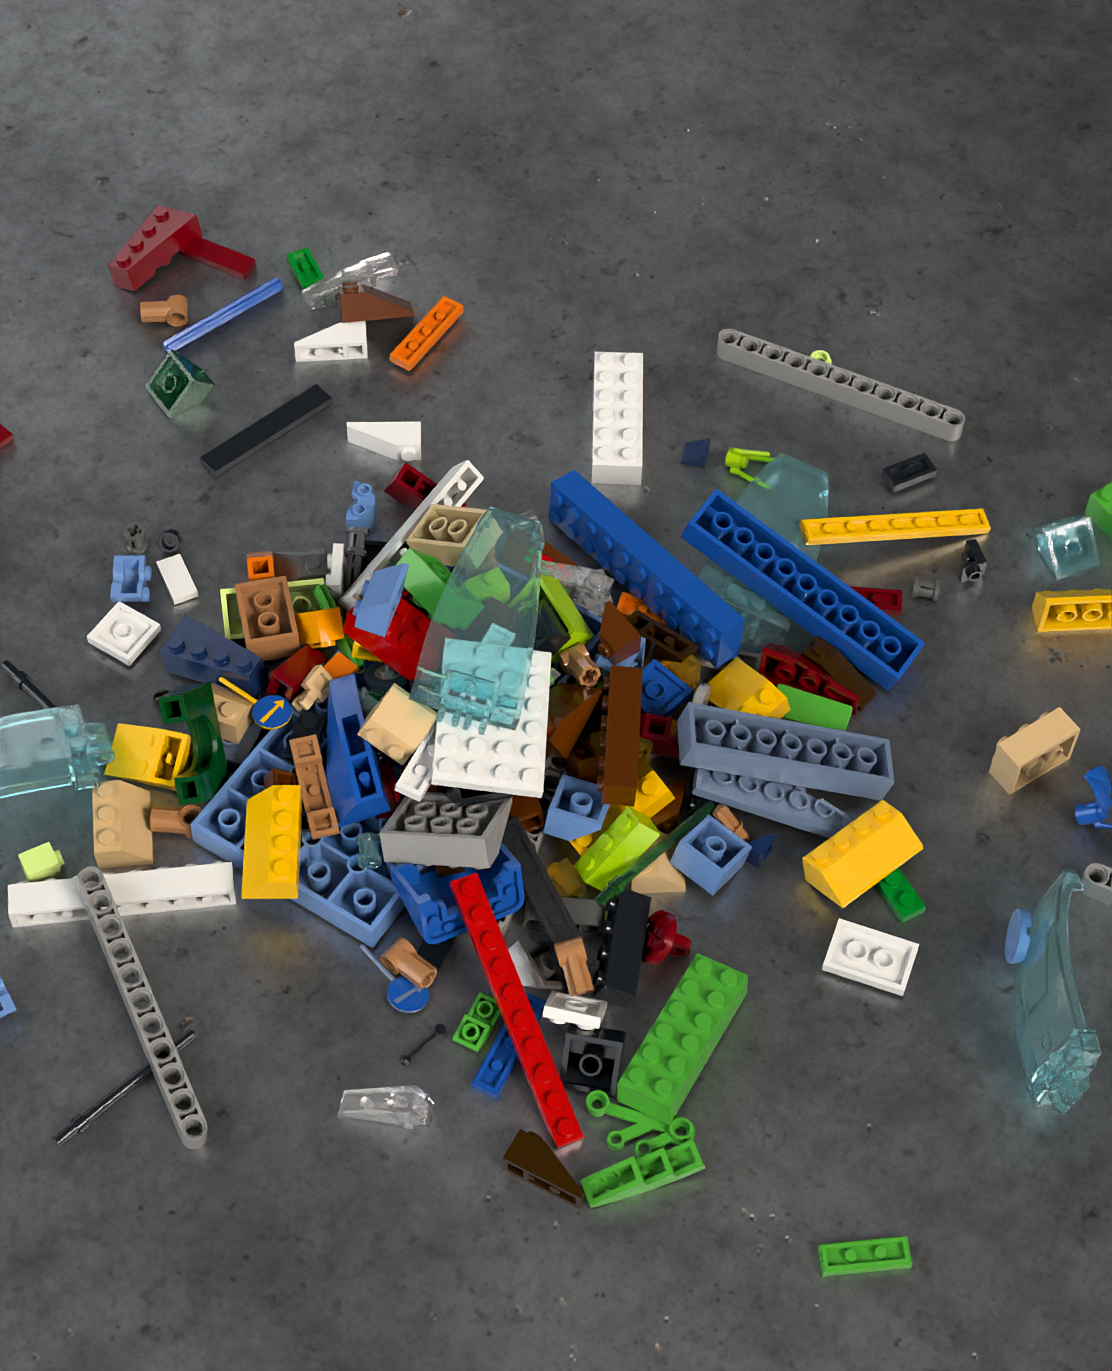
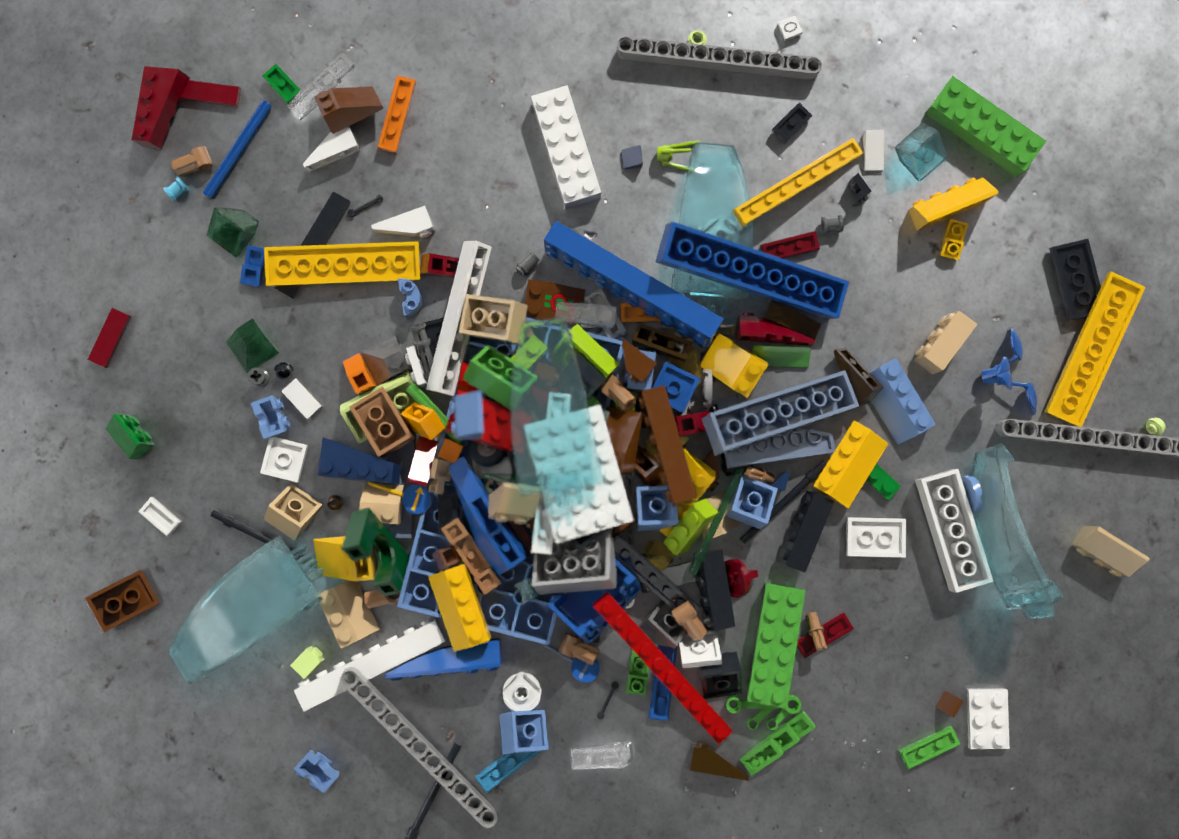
camera: 20 degrees left, 30 degrees up
(104, 691) = (292, 511): none -> tan slope
(133, 330) = (176, 189): none -> medium azure bush
(144, 501) = (251, 345): none -> clear green slope
(187, 429) = (254, 266): none -> blue slope
(230, 920) = (446, 660): none -> blue wedge
(257, 1078) = (502, 768): none -> dark azure tile
(290, 1036) = (523, 731): none -> medium blue slope
(292, 452) = (342, 263): none -> yellow plate
(313, 1008) = (522, 703): none -> white plate
(328, 413) = (352, 213): none -> black hinge
(745, 883) = (811, 476): none -> black bar
(747, 1040) = (816, 630): none -> medium nougat axle
(757, 1058) = (833, 629): none -> dark red tile
(774, 915) = (805, 531): none -> black brick
(909, 767) = (861, 380): none -> dark brown slope
(912, 1204) = (949, 704): none -> reddish brown slope
(938, 382) = (789, 28): none -> white tile
(950, 805) = (899, 403): none -> medium blue slope
(964, 1245) = (988, 718): none -> white plate
(982, 977) = (954, 530): none -> white brick
(1005, 528) = (873, 150): none -> white slope
(1083, 650) = (953, 239): none -> yellow slope

